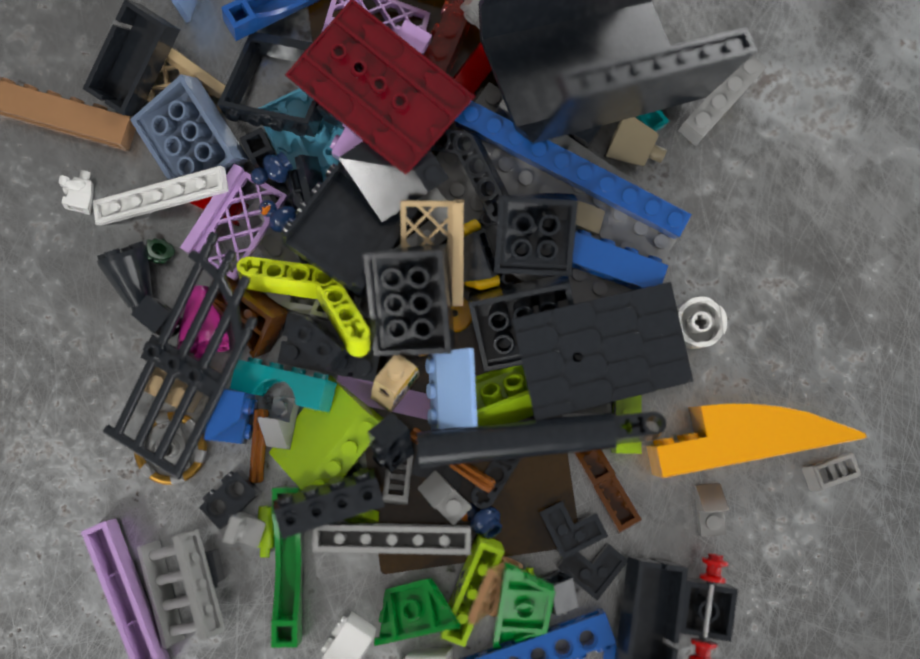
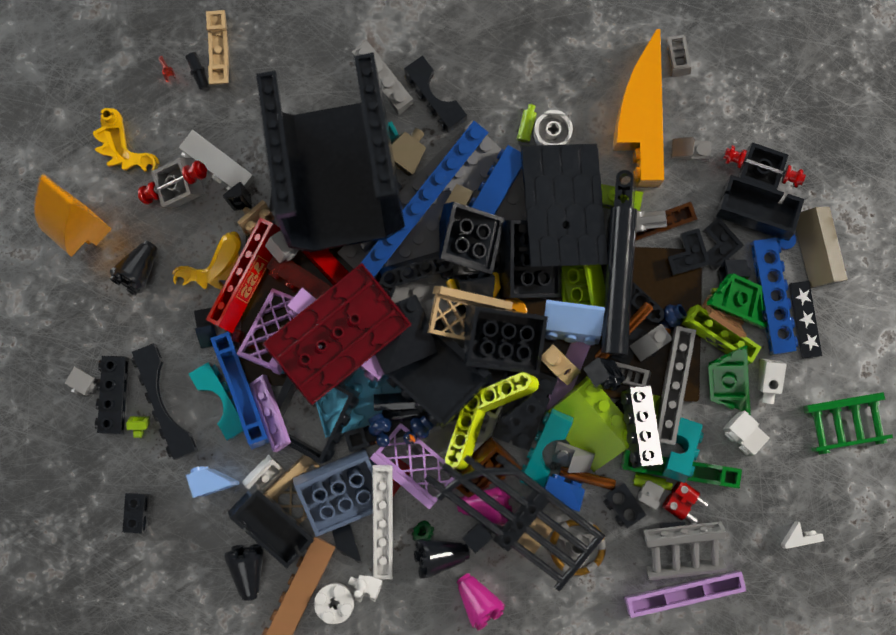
camera: 75 degrees left, 0 degrees up
(52, 155) = (329, 613): none -> white brick
(77, 42) = (245, 569): none -> black cone
(79, 333) = (479, 602): none -> dark pink cone
(130, 160) = (346, 543): none -> black slope
(199, 48) = (264, 474): none -> white slope
(249, 573) = (681, 500): none -> red piece
(270, 33) = (270, 413): none -> lavender tile
(288, 564) = (680, 465): none -> teal arch
(605, 469) = (650, 220): none -> light grey piece
(694, 289) = (527, 124): none -> lime cylinder
(734, 148) = (449, 113): none -> black arch

